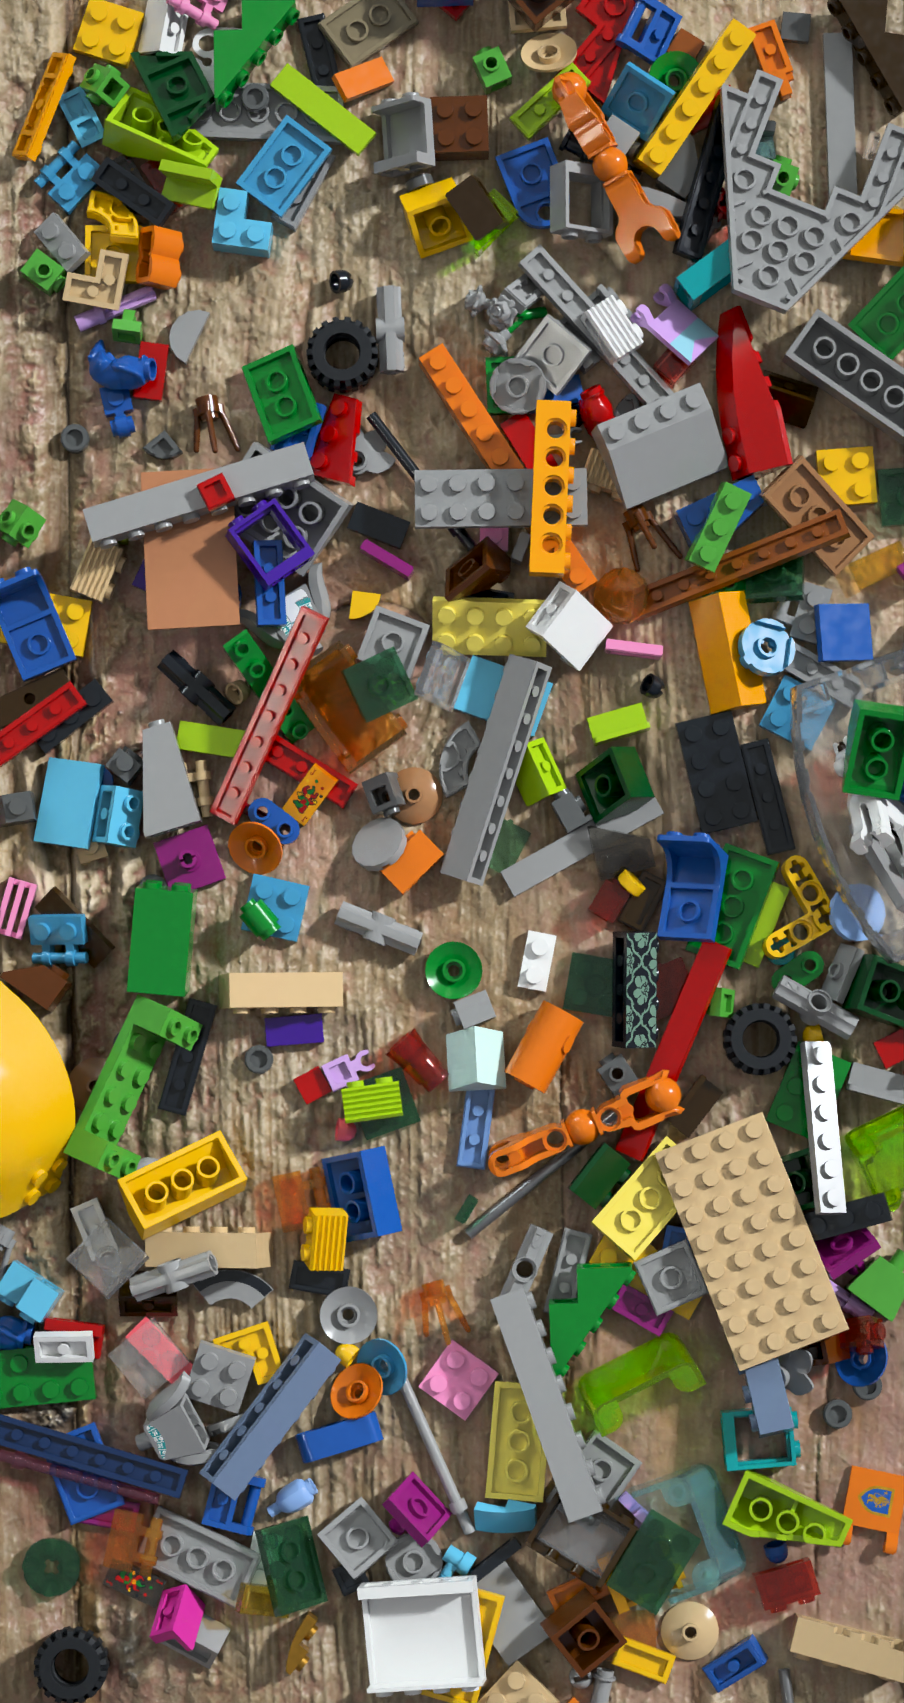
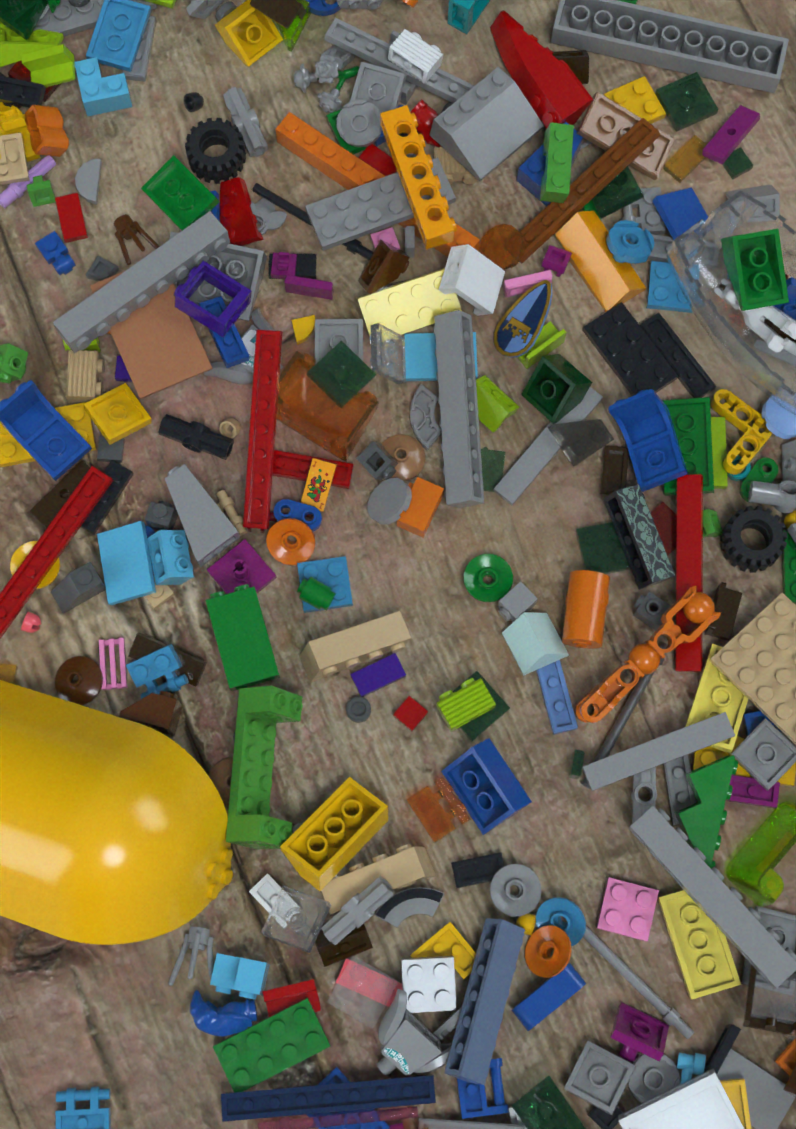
camera: 20 degrees left, 10 degrees down
(63, 1346) = (287, 1009): white plate -> none
(75, 438) = (29, 287): dark grey tile -> none
(98, 664) = (110, 452): none -> dark grey tile
(119, 628) = (117, 413): none -> yellow plate
(120, 373) = (48, 222): blue animal -> none
(186, 1063) = (300, 735): black tile -> none
(209, 739) = (222, 472): lime tile -> none
(215, 492) = (154, 270): red tile -> none
(256, 671) = (236, 398): green slope -> none
(293, 1497) = (531, 1064): light blue plant -> none
(325, 1239) = (471, 832): yellow brick -> none
(343, 1070) = (430, 690): lavender plate -> none
(343, 1131) = (451, 740): coral hinge -> none
(367, 524) = (283, 265): none -> magenta tile
(378, 928) = (415, 568): light grey piece -> none
(417, 1060) = (488, 659): clear red plant -> none
(435, 1293) = (580, 844): clear orange plant -> none
(512, 1518) = (721, 1008): medium azure slope -> none
(536, 961) = (550, 547): white plate -> none
(555, 1231) = (658, 751): none -> light grey tile
(570, 810) = (529, 421): dark grey brick -> none
(599, 1176) = (673, 695): dark green slope -> none
(609, 901) = (589, 478): clear red brick -> none
(610, 693) = (524, 321): none -> shield
(631, 883) = (601, 456): yellow tile -> none
(639, 521) = (492, 190): reddish brown plant -> none
(652, 686) = (556, 307): black hinge -> none
(671, 368) = (472, 67): clear red brick -> none
(676, 326) = (461, 40): lavender flag -> none
(676, 634) = (556, 260): none -> magenta tile

